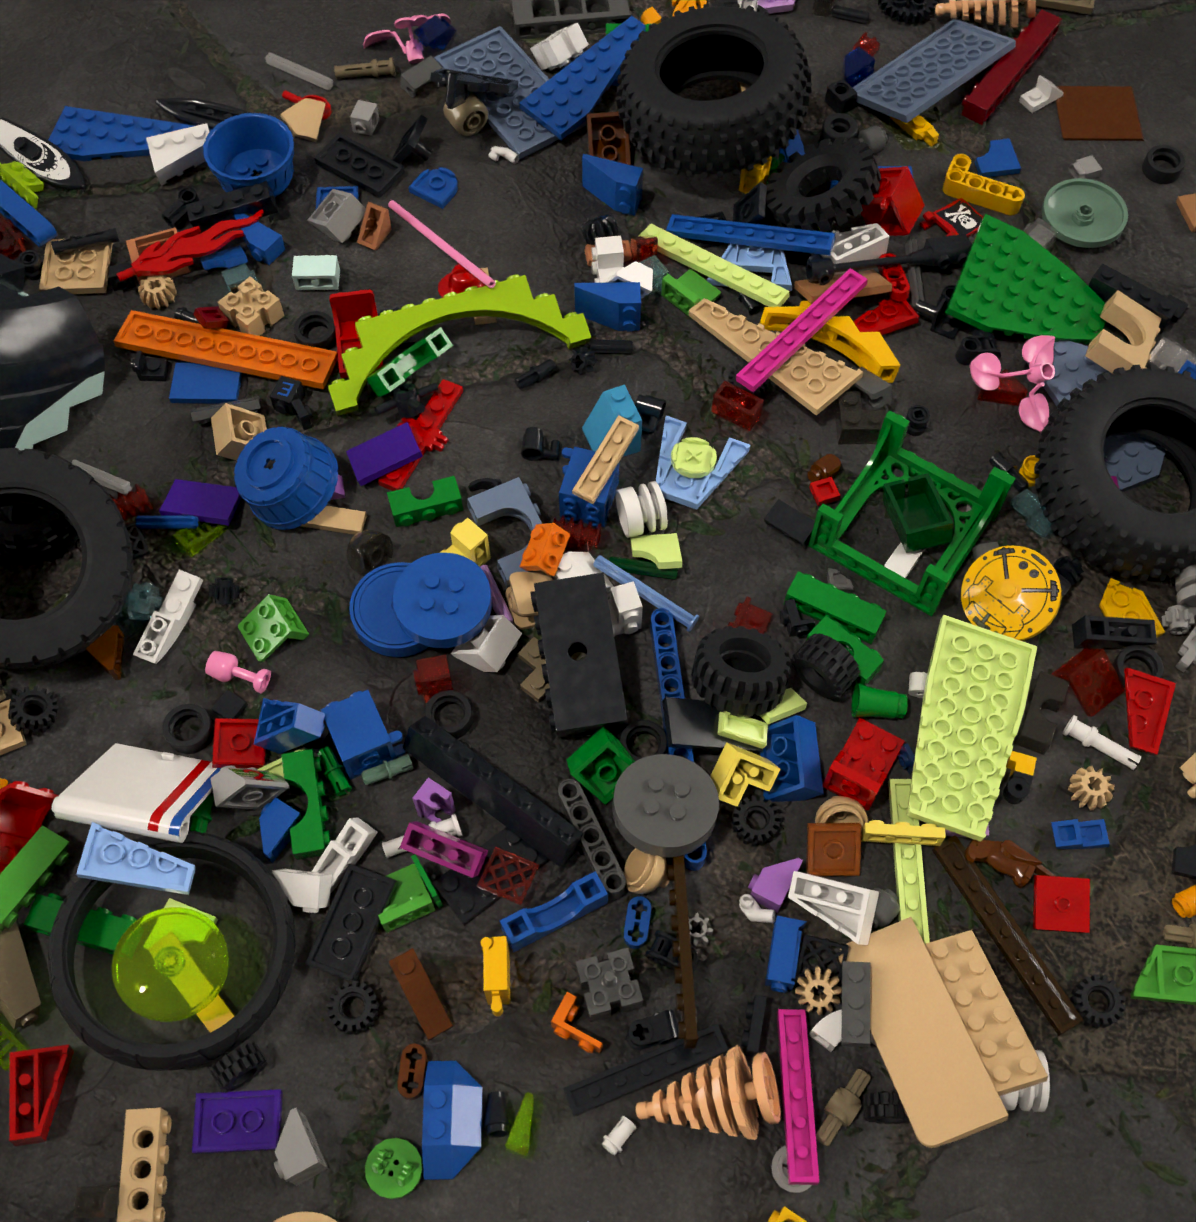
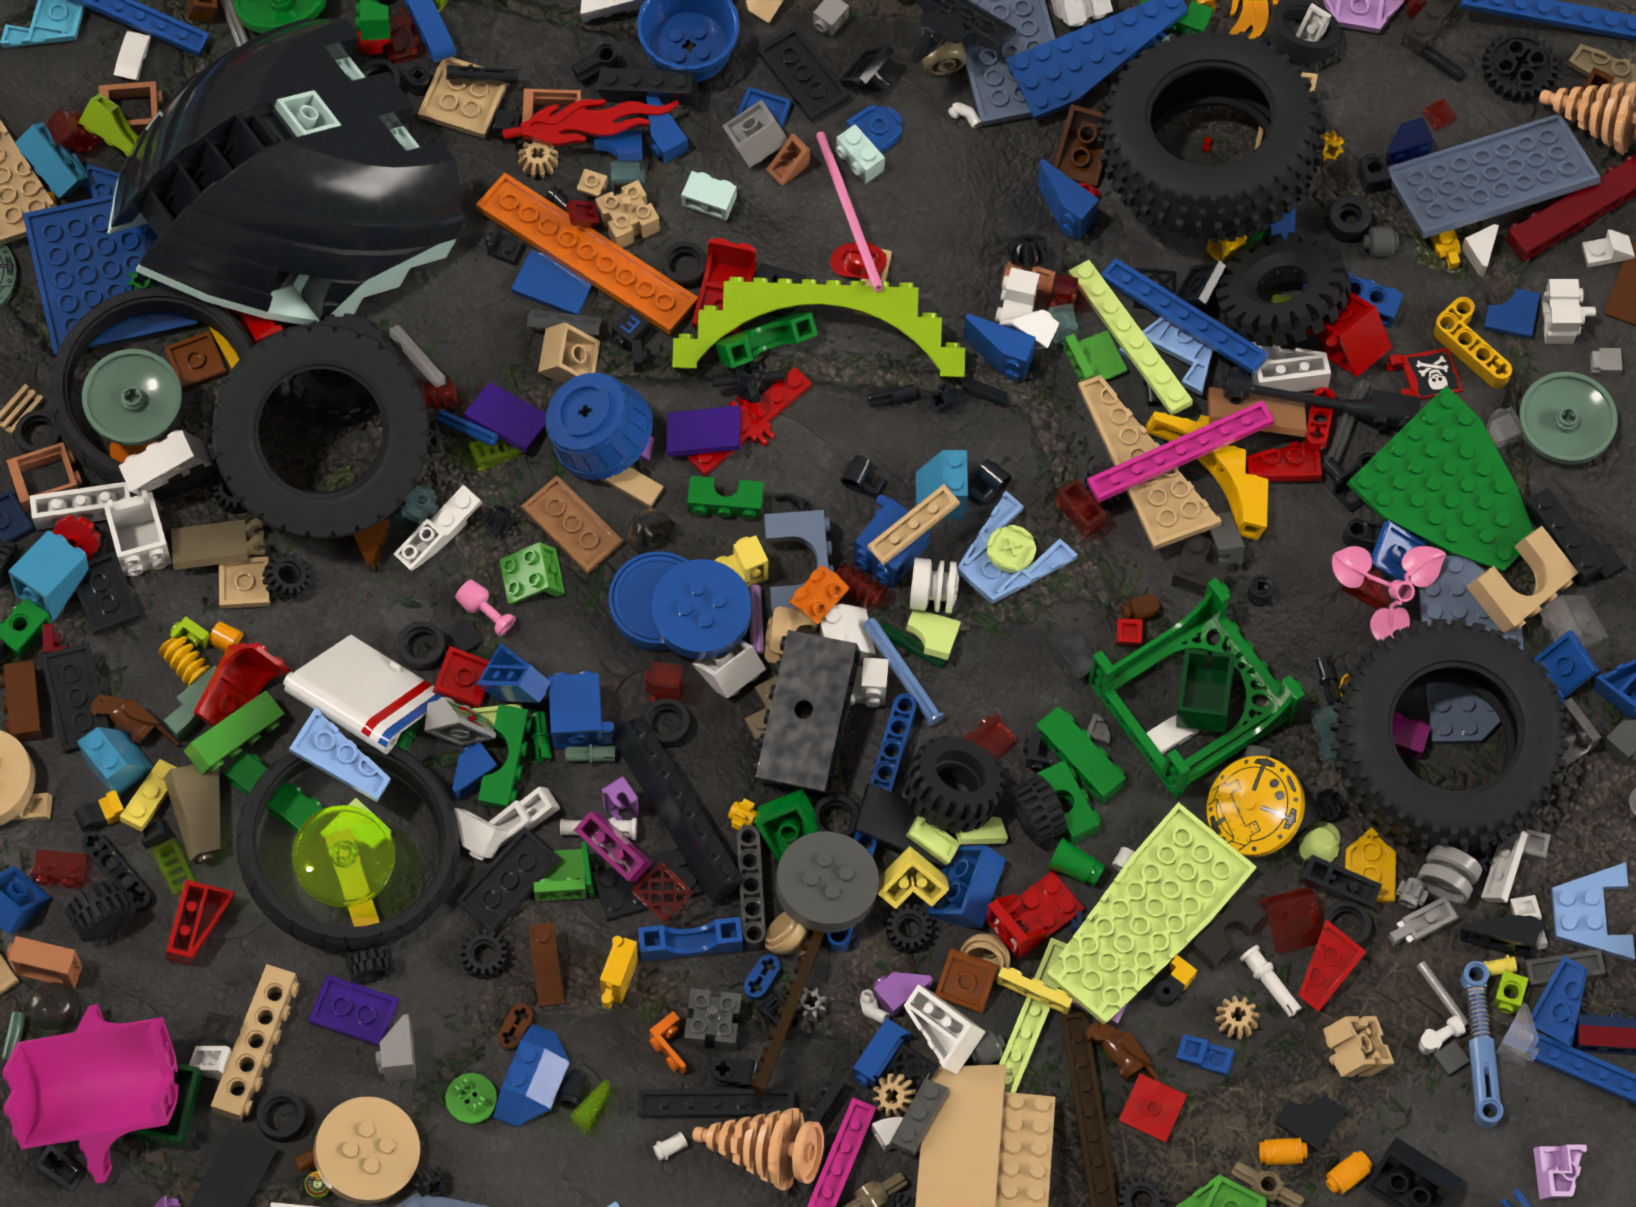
camera: 20 degrees right, 5 degrees up
(211, 293) = (593, 183): none -> tan bracket
(294, 573) = (572, 524): none -> medium nougat tile
(430, 204) = (860, 154): none -> light aqua brick
(555, 772) = (742, 814): none -> yellow gear
(949, 122) = (1479, 248): none -> white slope
(1009, 351) = (1390, 549): none -> blue tile
(1037, 140) = (1562, 311): none -> white brick
(1073, 607) = (1320, 840): none -> yellowish green hat

